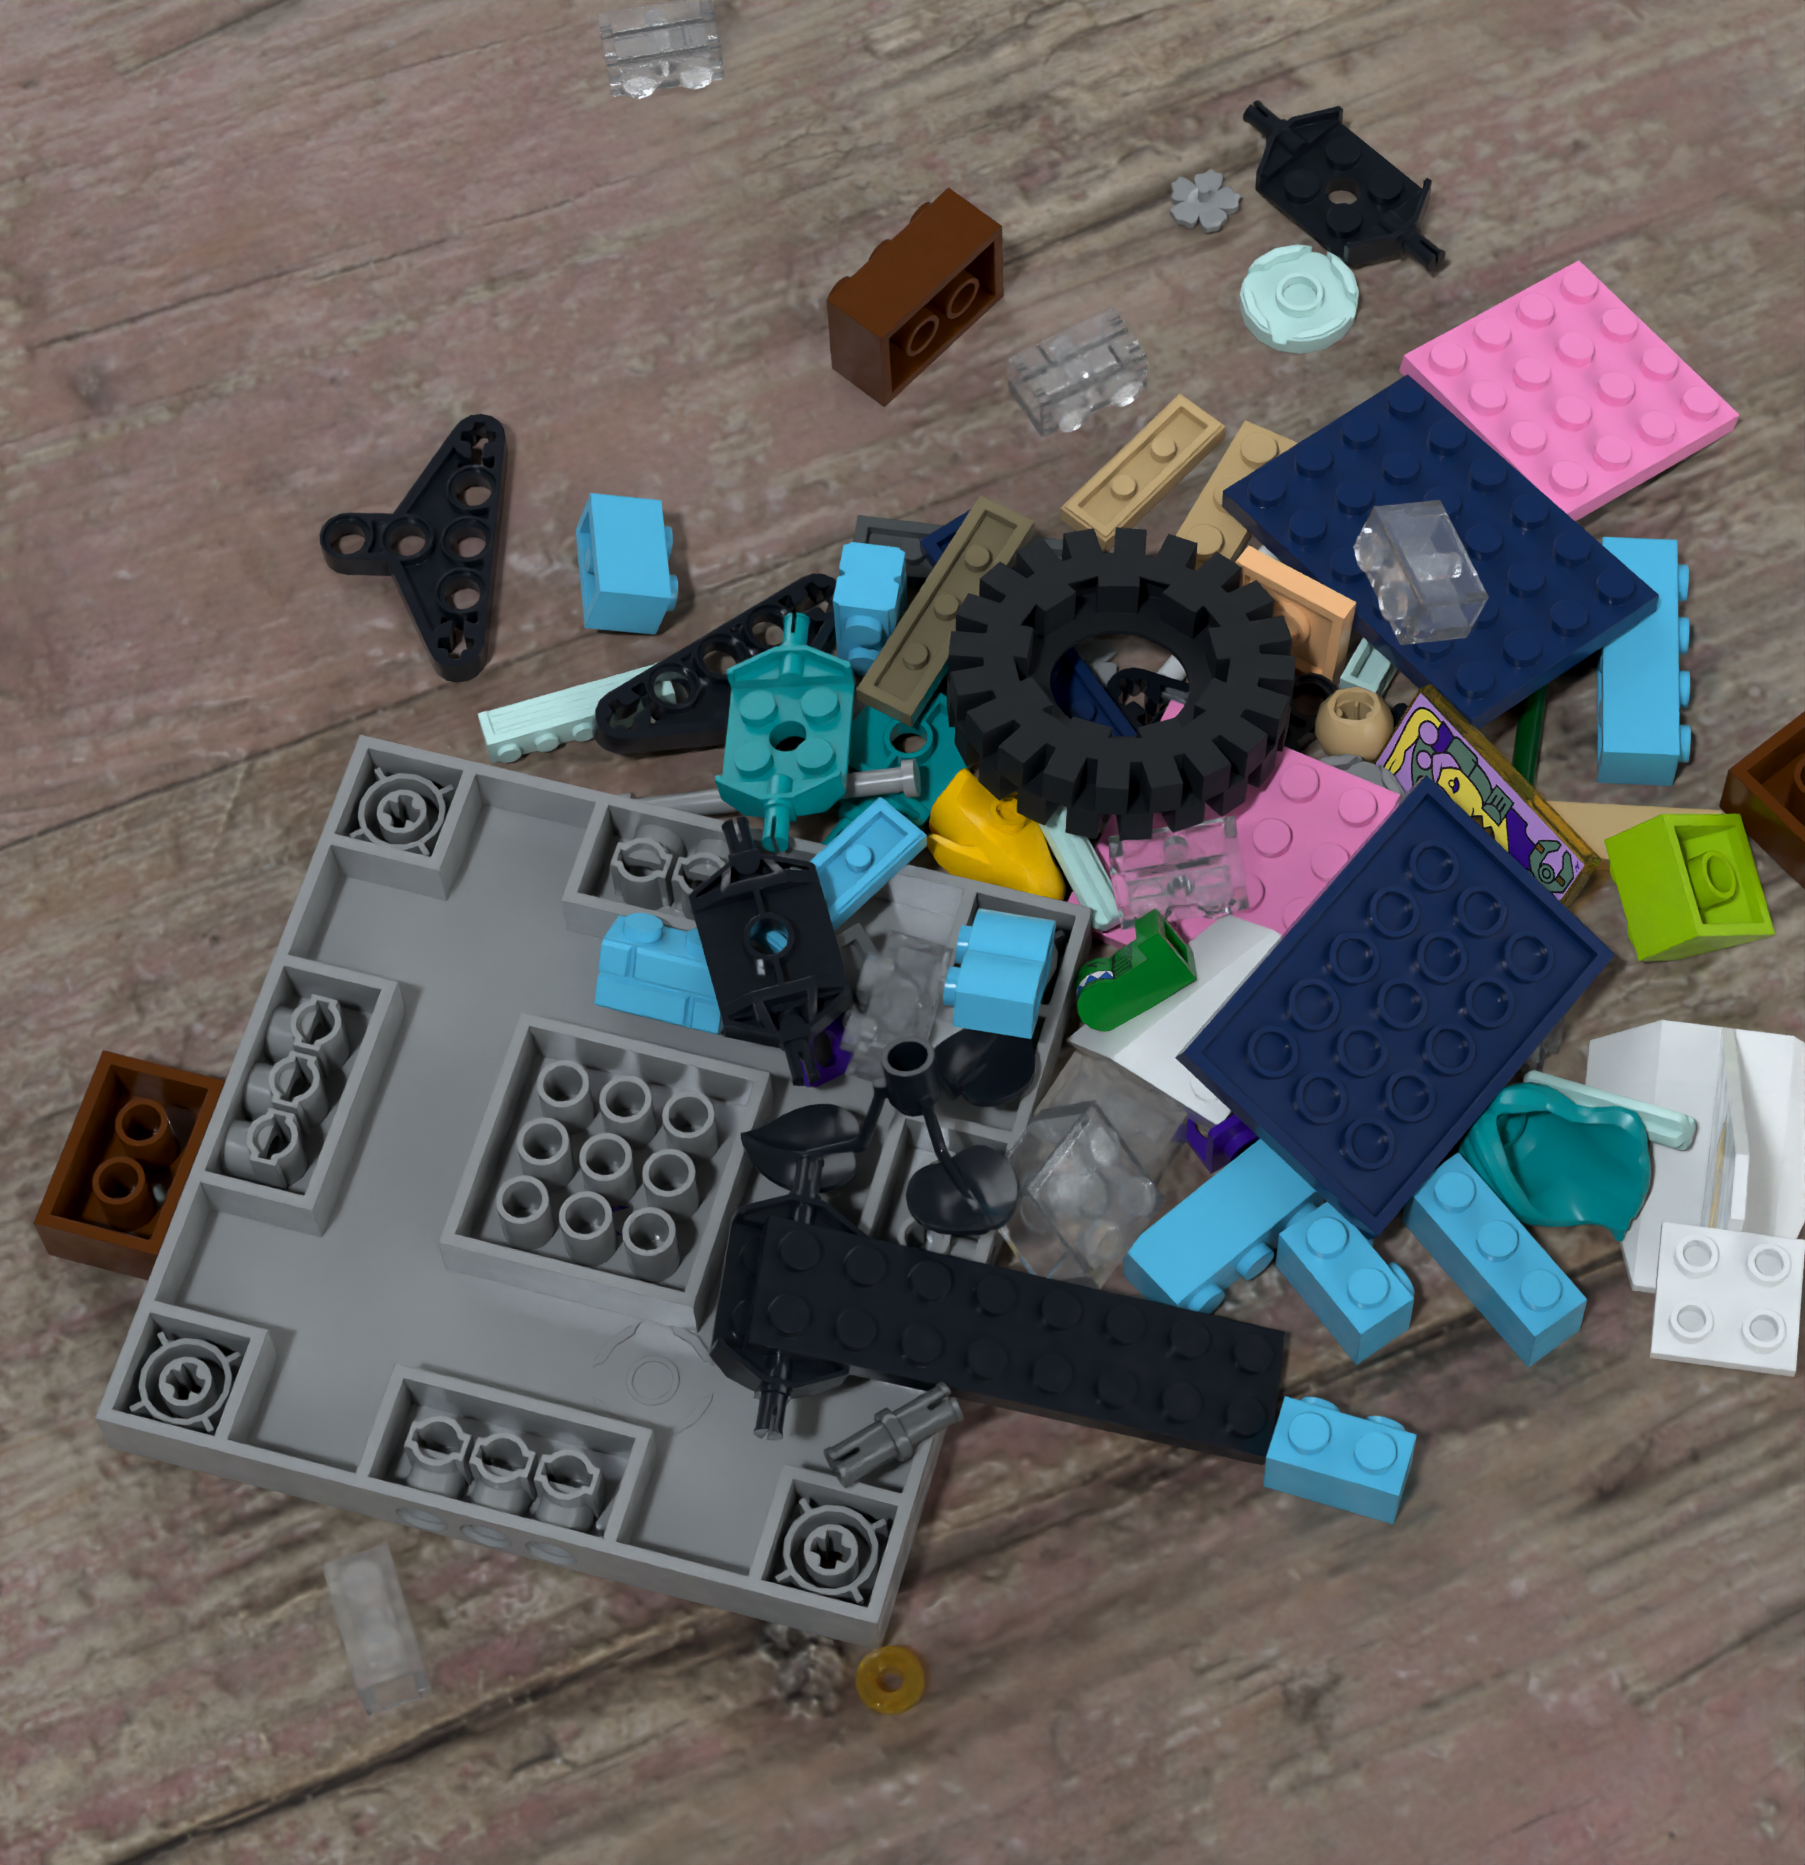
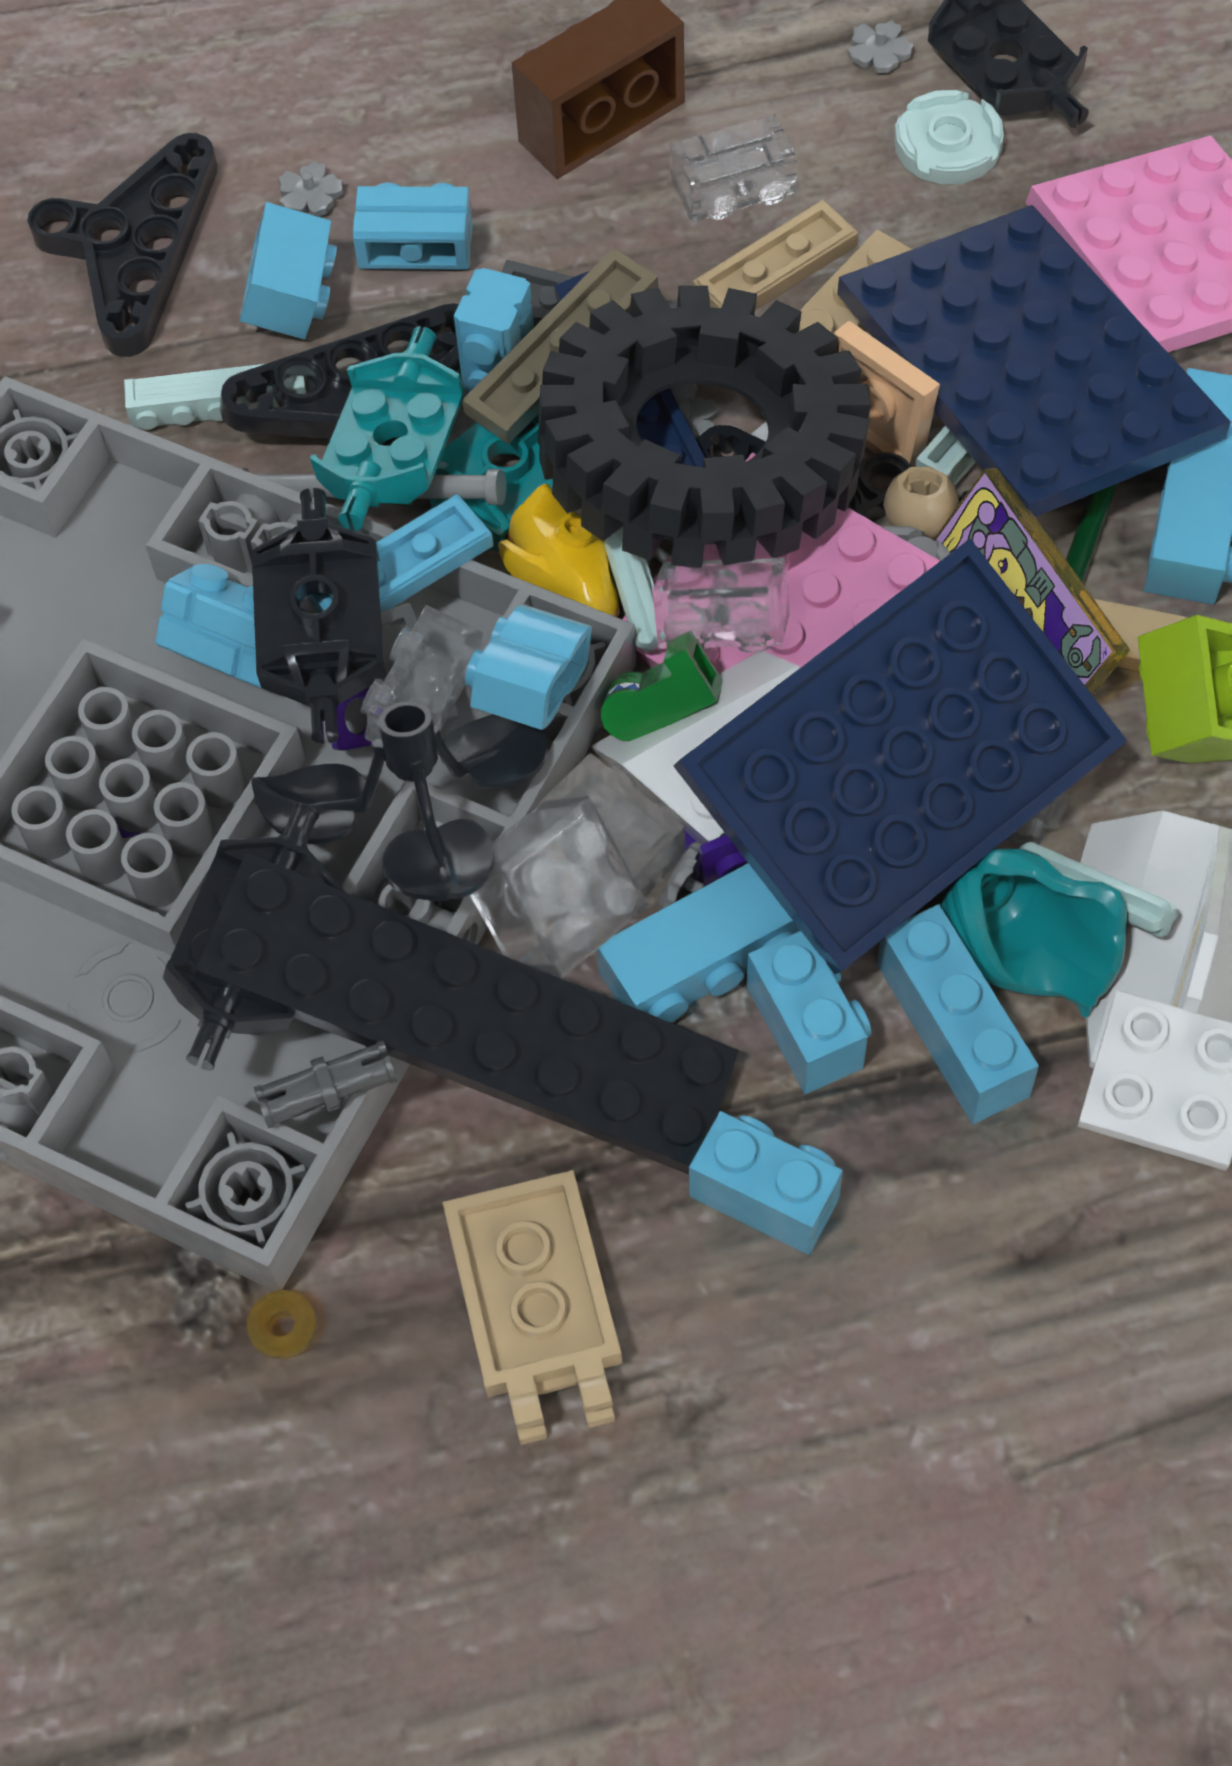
camera: 10 degrees right, 0 degrees up
(617, 460) = (310, 190): none -> light grey plant
(747, 490) = (413, 227): none -> medium azure brick
(1135, 1611) = (535, 1297): none -> tan tile
(1189, 1164) = (680, 877): none -> light grey plant
(1420, 572) = (1003, 361): clear brick -> none

